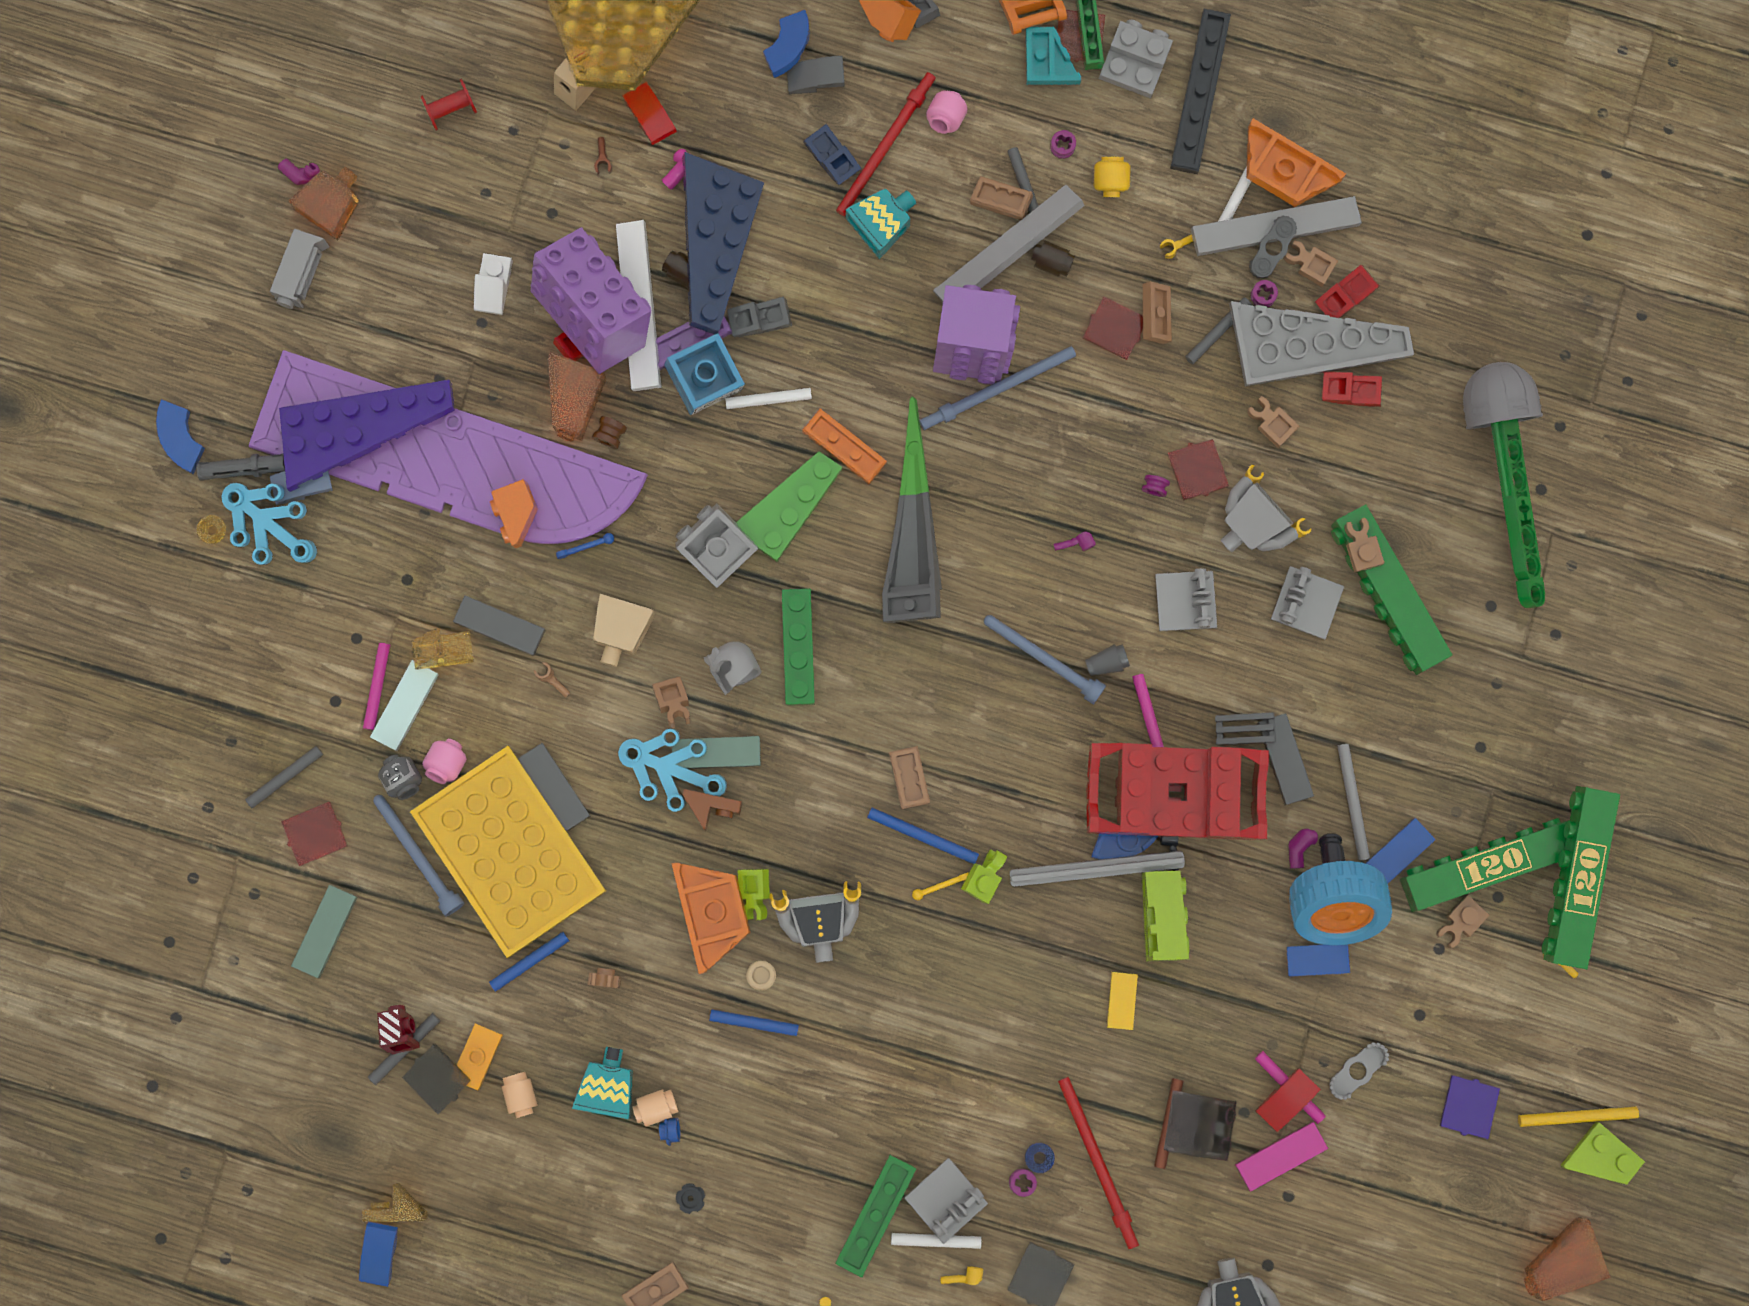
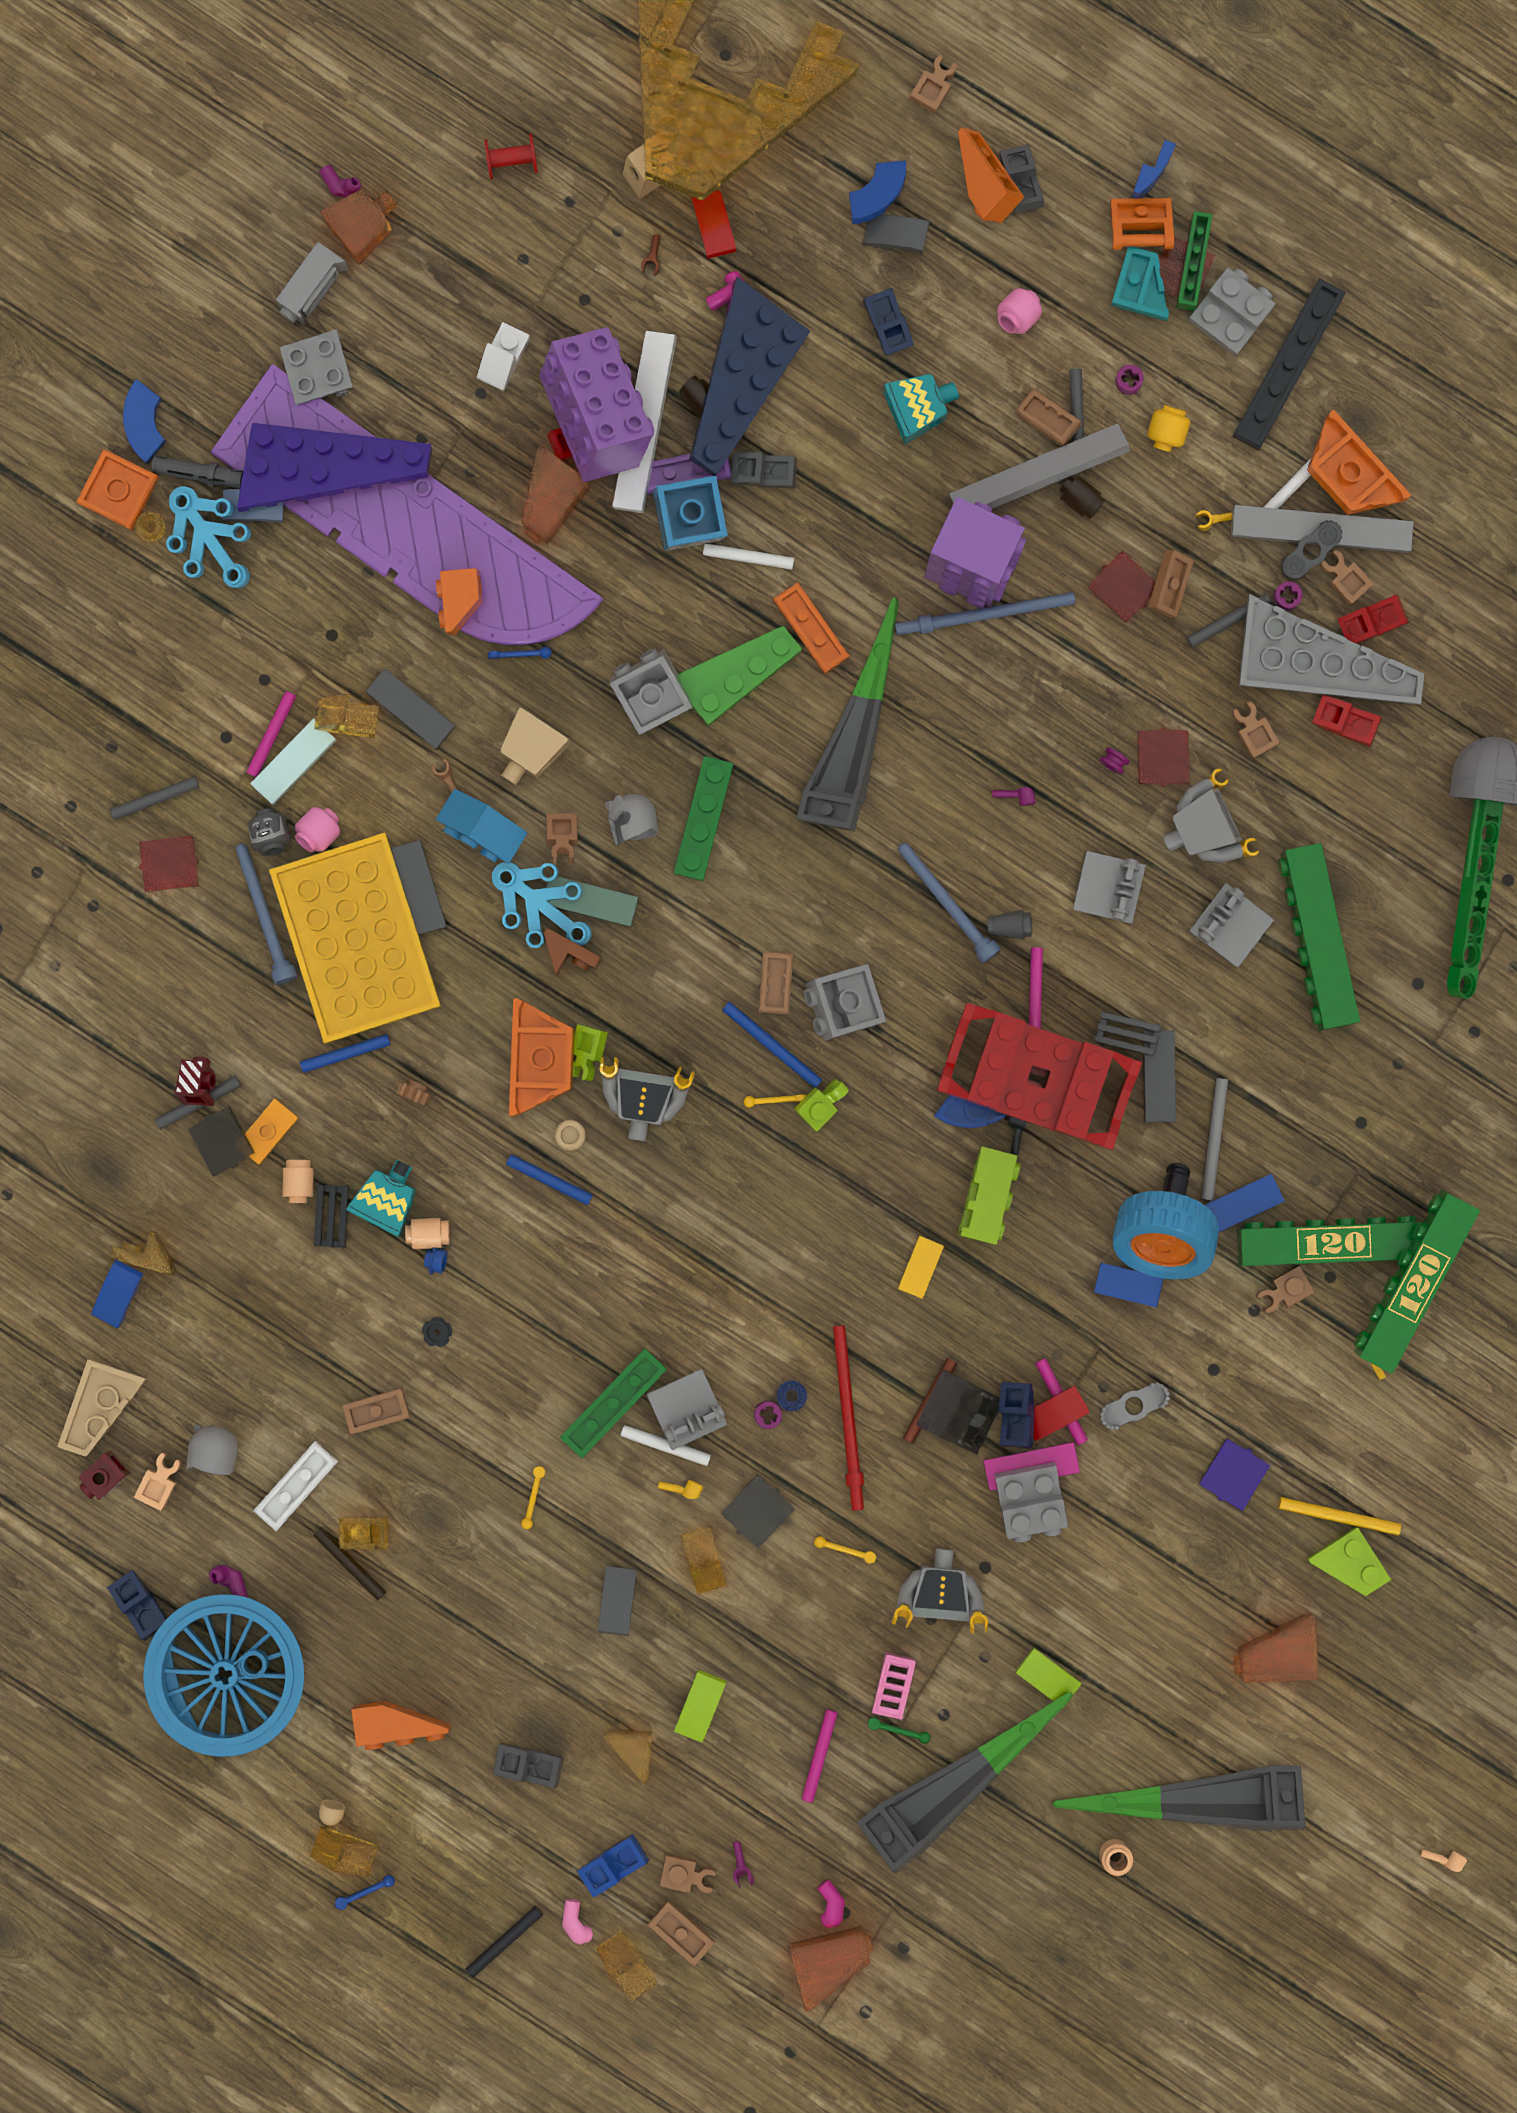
camera: 20 degrees right, 5 degrees up
(171, 504) = (117, 489): none -> orange plate
(324, 341) = (316, 367): none -> light grey hinge
(324, 931) = (151, 963): sand green tile -> none
(548, 1119) = (331, 1216): none -> black tile
(595, 713) = (480, 825): none -> dark azure brick
(609, 432) = (577, 544): reddish brown wheel -> none
(914, 100) = (991, 288): red bar -> none
(978, 777) = (844, 1002): none -> light grey plate
(1097, 868) = (935, 1129): light grey axle -> none
(1156, 1288) = (868, 1556): none -> yellow hinge
(1254, 1112) = (1017, 1408): none -> dark blue slope
(1292, 1190) = (1031, 1502): none -> light grey plate
(1298, 845) = (1146, 1164): magenta arm -> none
(1363, 551) = (1303, 891): medium nougat plate -> none

